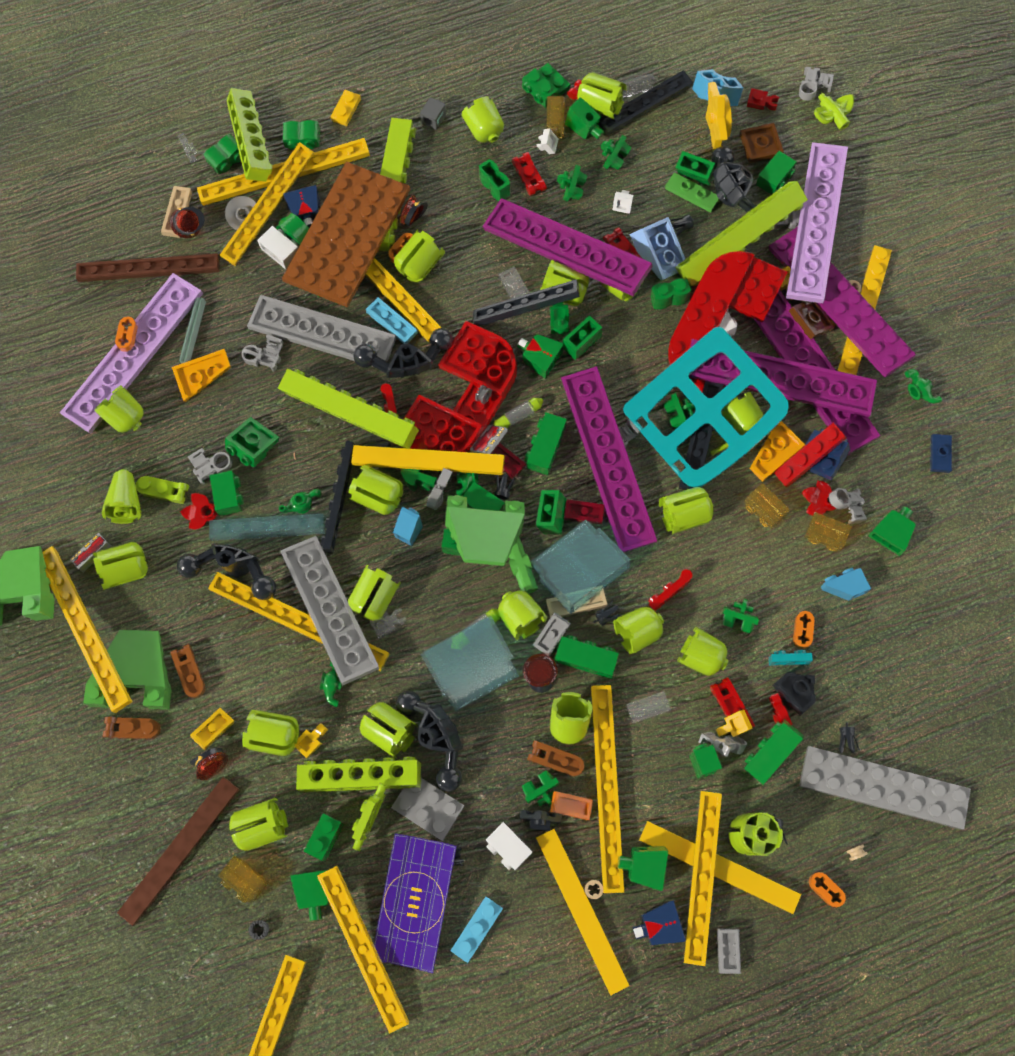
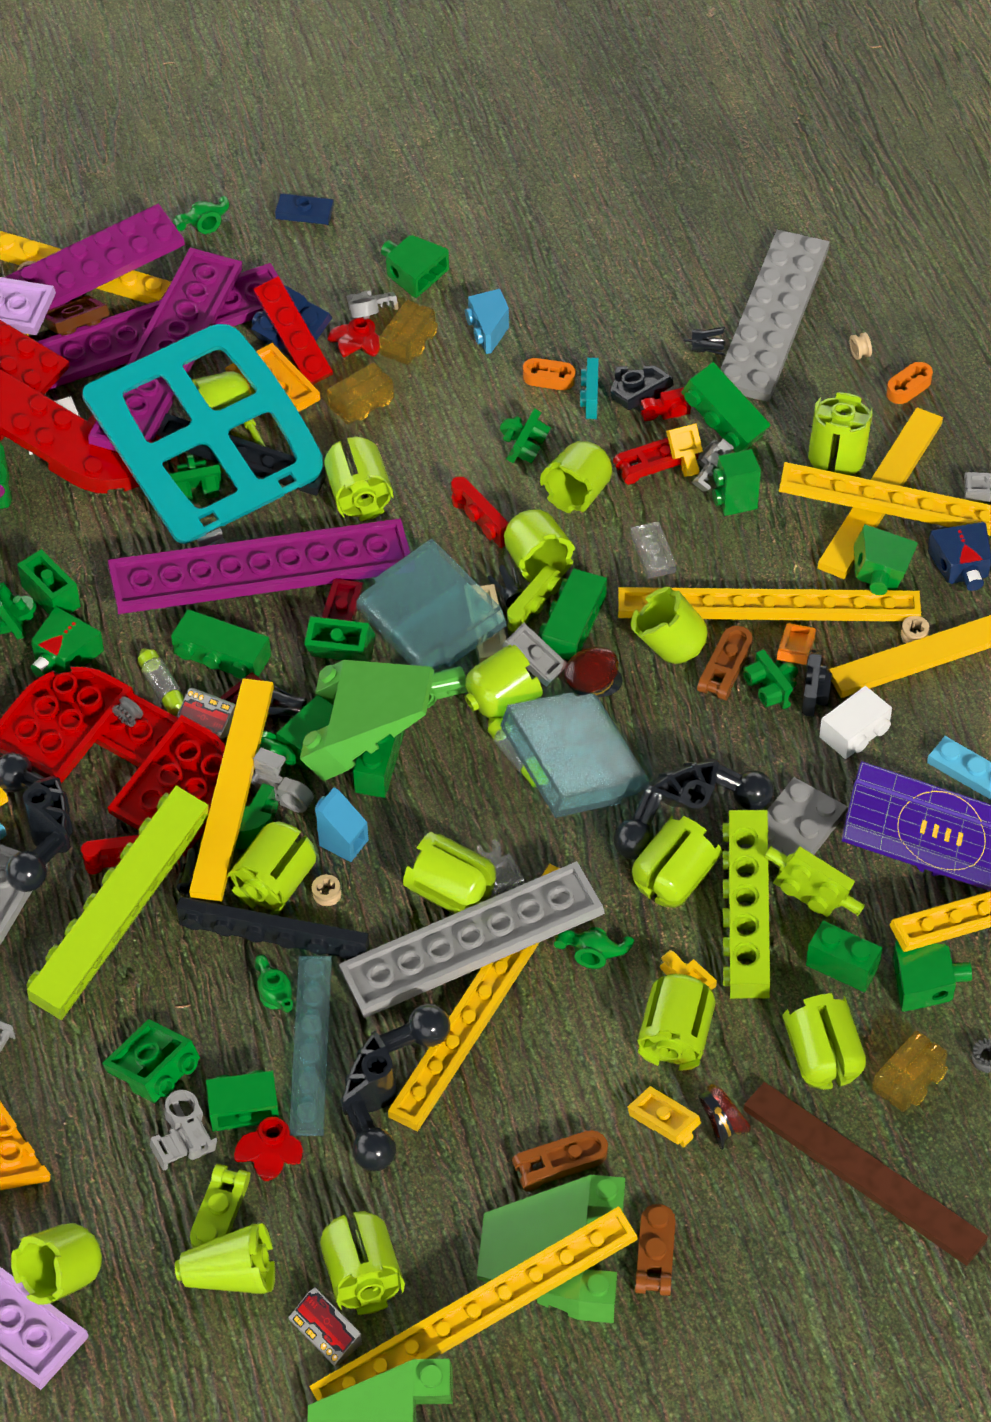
camera: 90 degrees left, 20 degrees down
(367, 521) = (318, 886): none -> tan bush
(597, 630) = (533, 598): none -> lime plate

